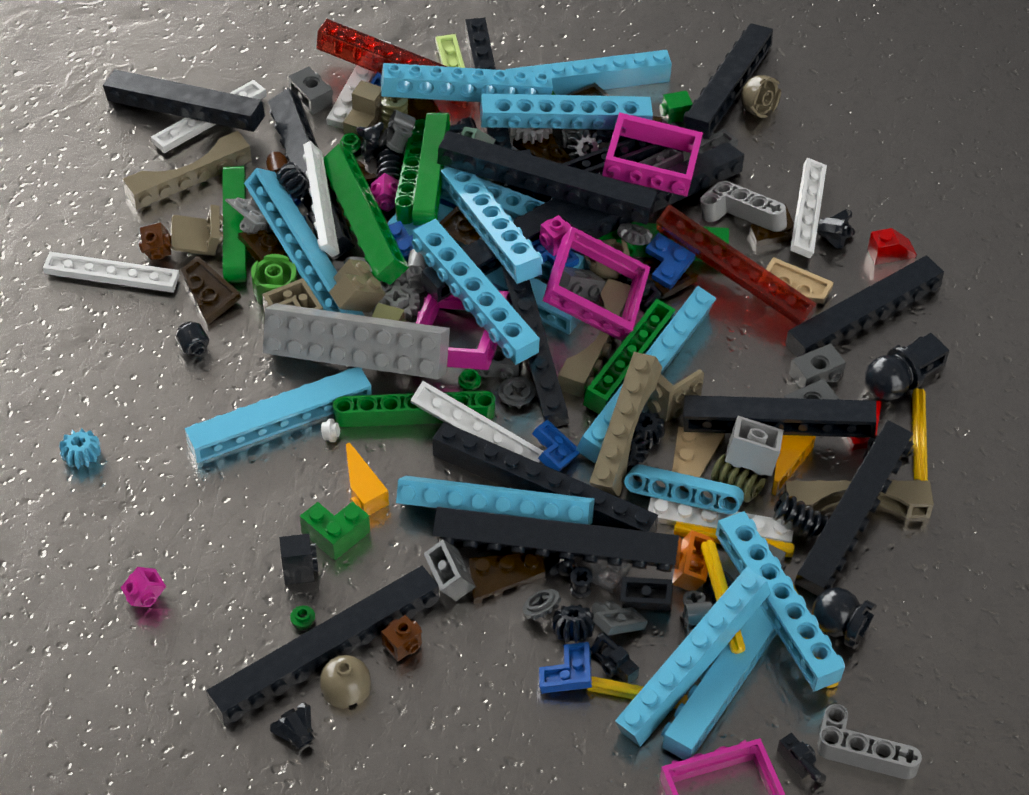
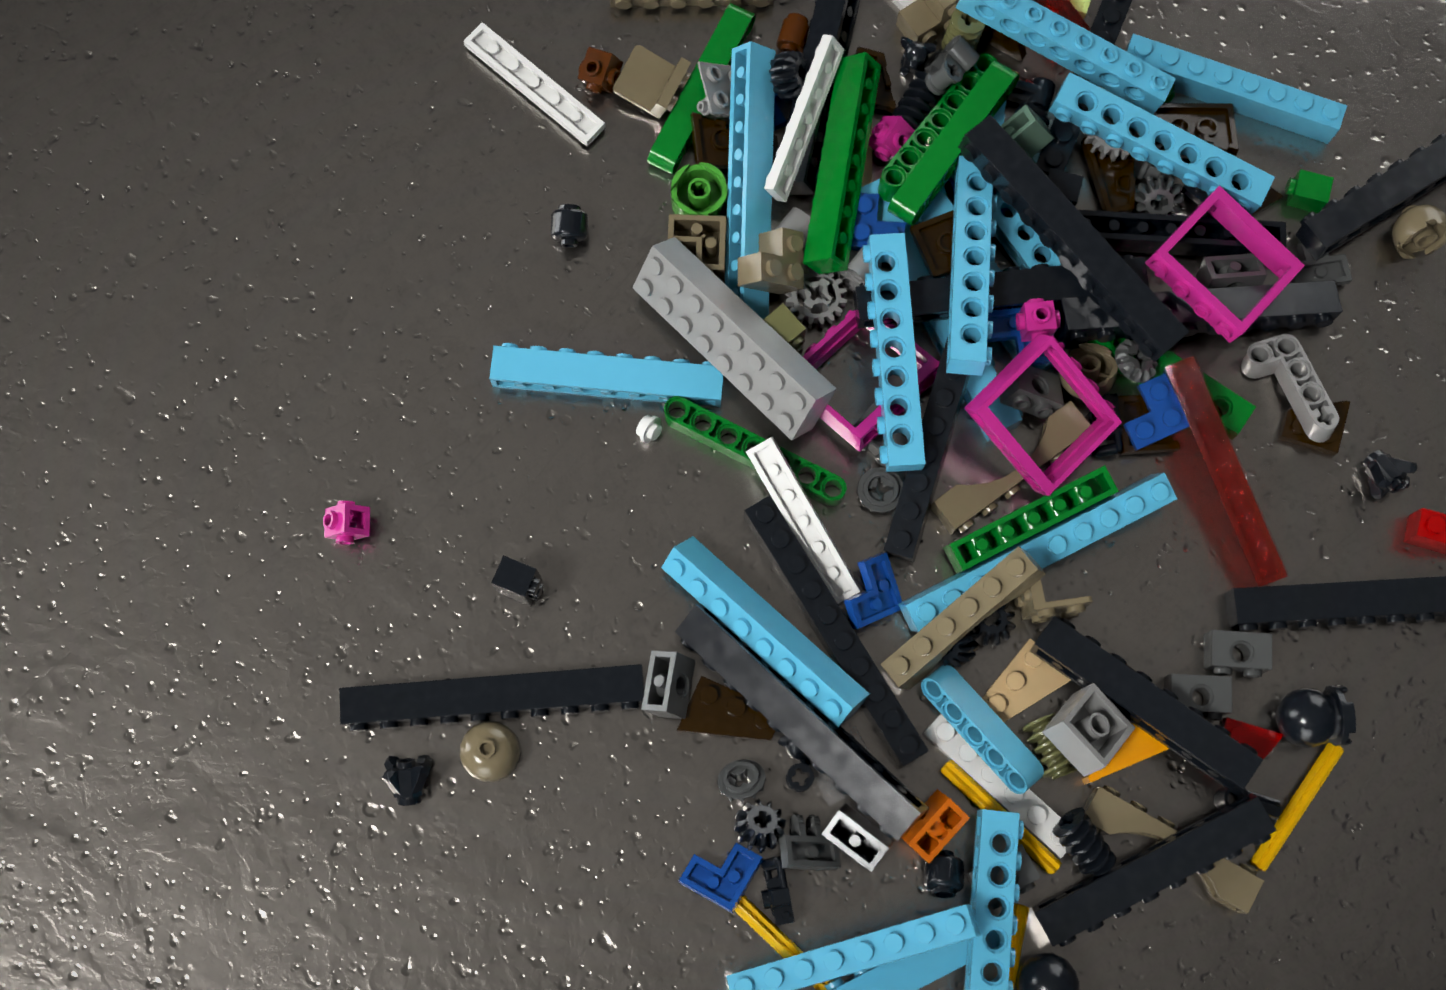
camera: 30 degrees right, 25 degrees up
(80, 448) = (383, 314): medium azure gear -> none
(209, 289) = (626, 166): dark brown wing -> none
(305, 622) = (492, 656): green plate -> none
(338, 532) = (578, 566): green brick -> none
(351, 142) = (893, 34): green plate -> none
(365, 486) = (642, 521): light orange slope -> none
(402, 637) = (562, 734): reddish brown brick -> none
(469, 379) = (831, 451): green plate -> none
(694, 610) = (894, 899): dark grey piece -> none
(720, 586) = (936, 885): yellow axle -> none
(805, 282) = (1291, 520): tan wing -> none
(808, 208) = (1373, 425): white plate -> none
(931, 353) = (1376, 704): black brick -> none

